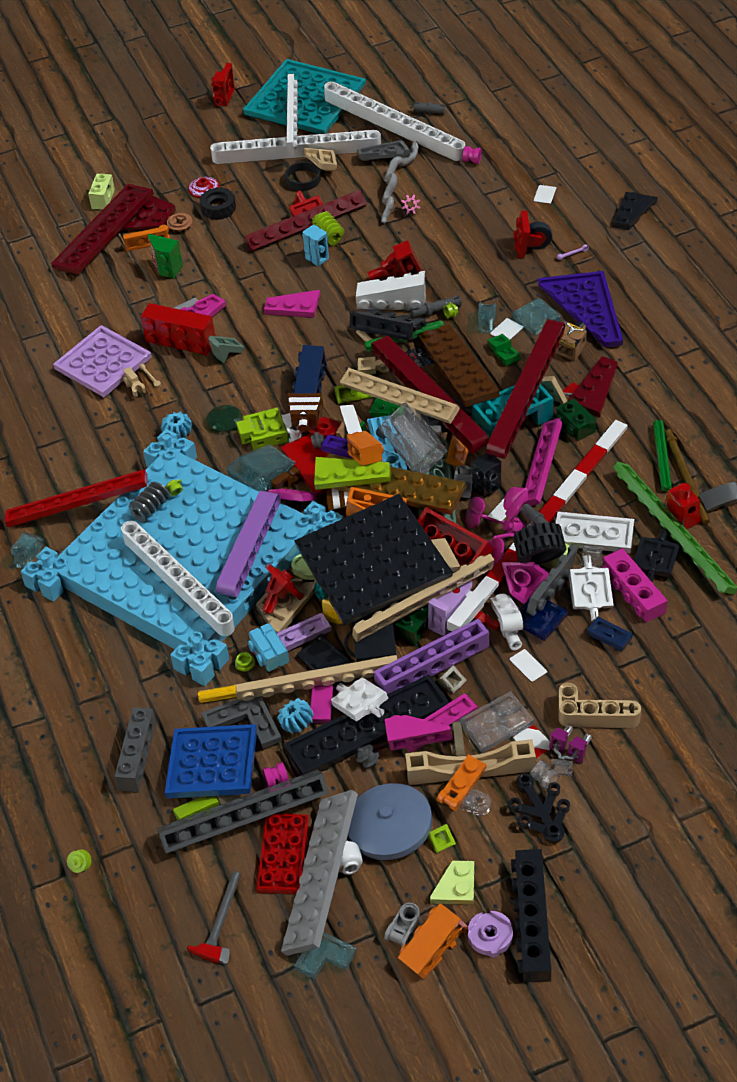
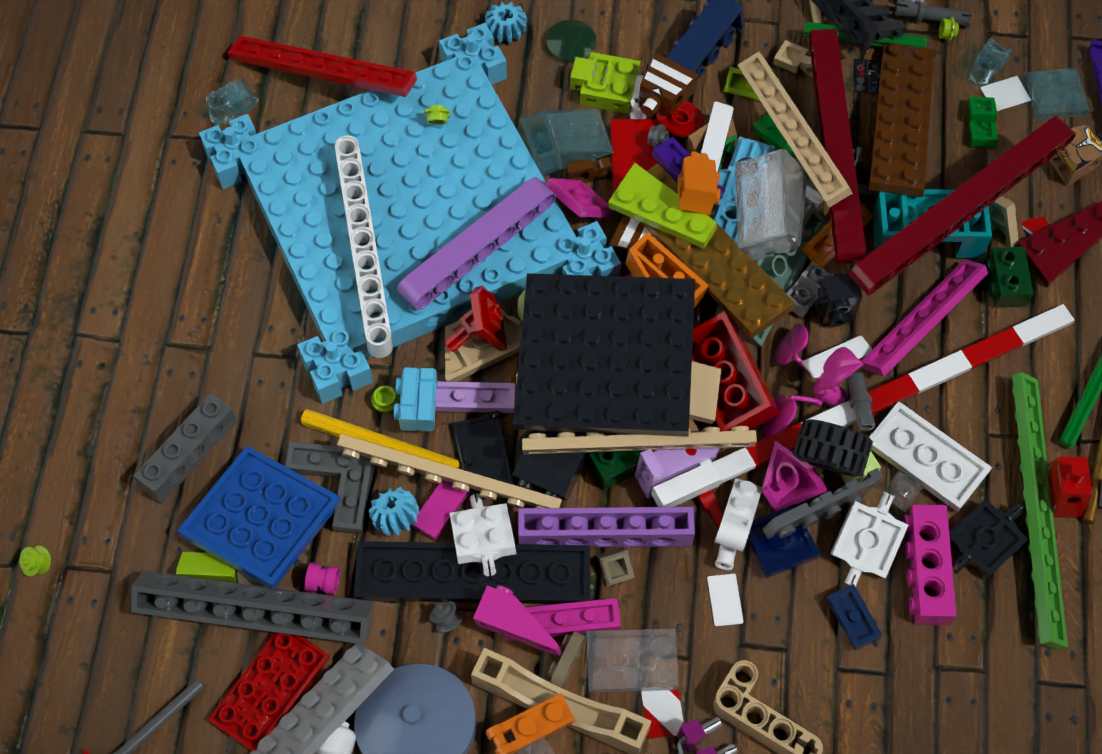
camera: 25 degrees right, 15 degrees up
(148, 501) = (395, 118): dark grey piece -> none

